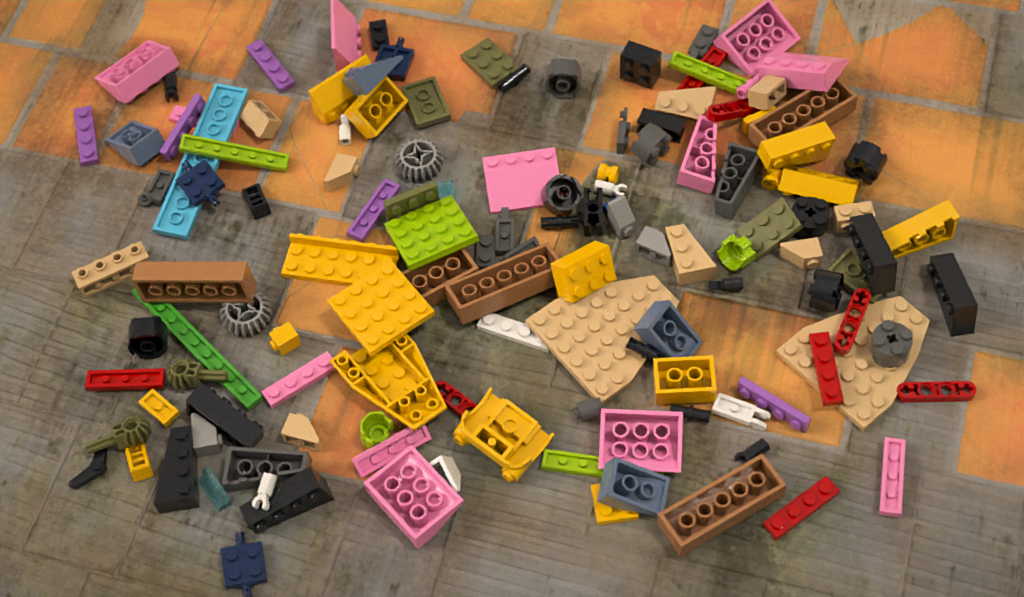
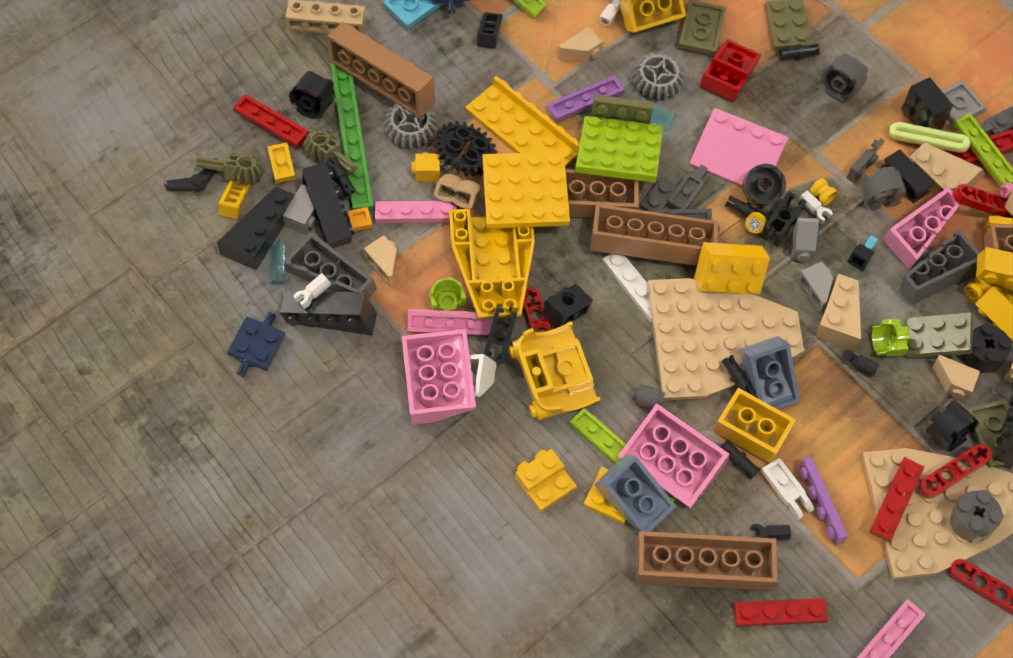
camera: 25 degrees right, 5 degrees up
(221, 388) = (341, 176): none -> black pin
(259, 412) = (360, 219): none -> light orange plate
(291, 305) = (453, 139): none -> black gear
(319, 343) = (462, 193): none -> tan brick
(432, 430) = (507, 327): none -> black piece
(471, 122) = (730, 70): none -> red slope
(476, 378) = (566, 306): none -> black brick
(554, 523) = (544, 479): none -> yellow plate
(574, 227) = (755, 222): none -> yellow tile
(653, 87) = (937, 138): none -> yellowish green piece
(665, 44) = (963, 101): none -> light grey tile
(671, 203) = (863, 254): none -> black piece

